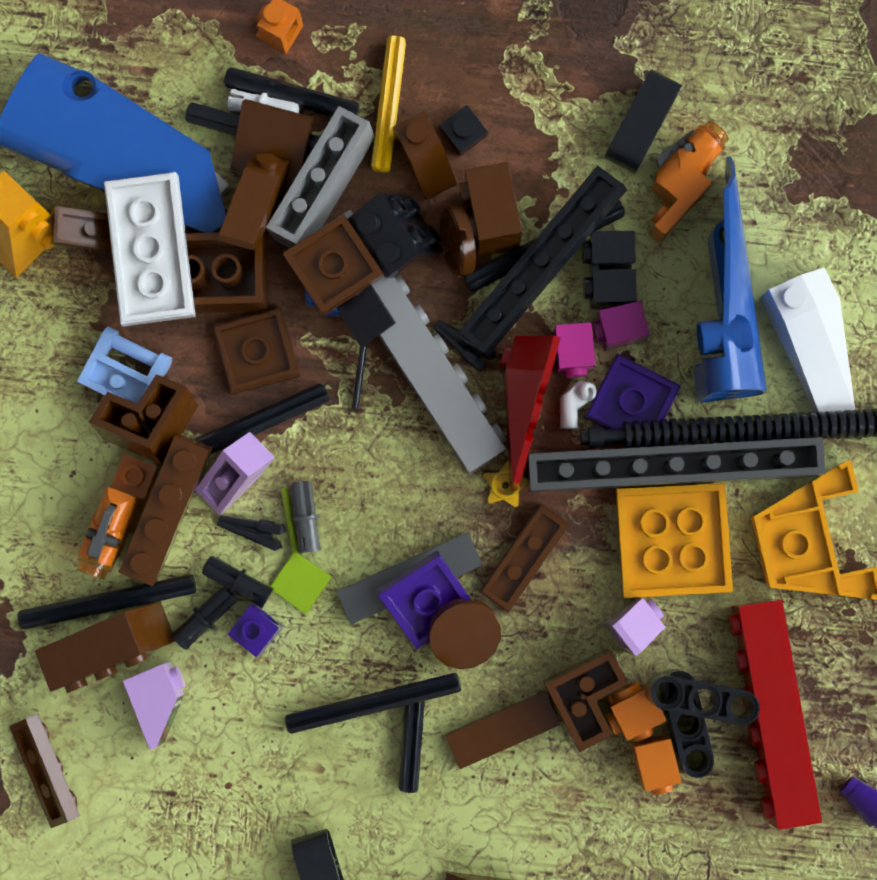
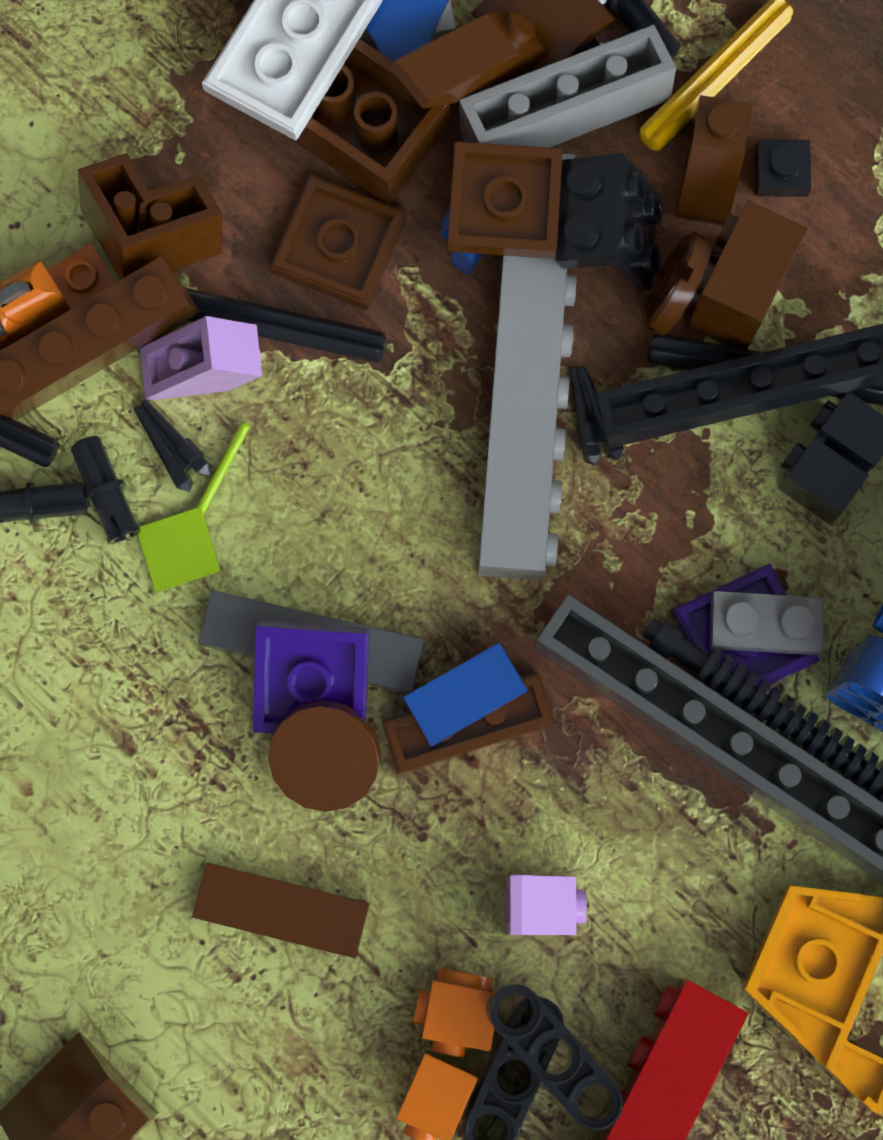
camera: 30 degrees right, 5 degrees down
(111, 376) = (151, 149): light blue plate -> none
(255, 630) = (80, 561): dark purple brick -> none
(305, 517) = (243, 475): dark grey axle -> none
(366, 320) = (495, 296): black piece -> none
(373, 703) = (151, 755): black axle -> none
(411, 747) = (165, 835): black axle -> none
(497, 492) = (497, 620): yellow plate -> none
(512, 545) = (465, 694): none -> blue tile
(525, 383) = (637, 507): red wedge -> none
(572, 401) = (672, 579): white arm -> none
(575, 349) = (720, 518): dark pink brick -> none
(576, 693) = (400, 932): reddish brown brick -> none
(620, 326) = (799, 532): magenta brick -> none
(640, 387) = (766, 623): none -> light grey plate
(673, 540) = (668, 841): light orange plate -> none

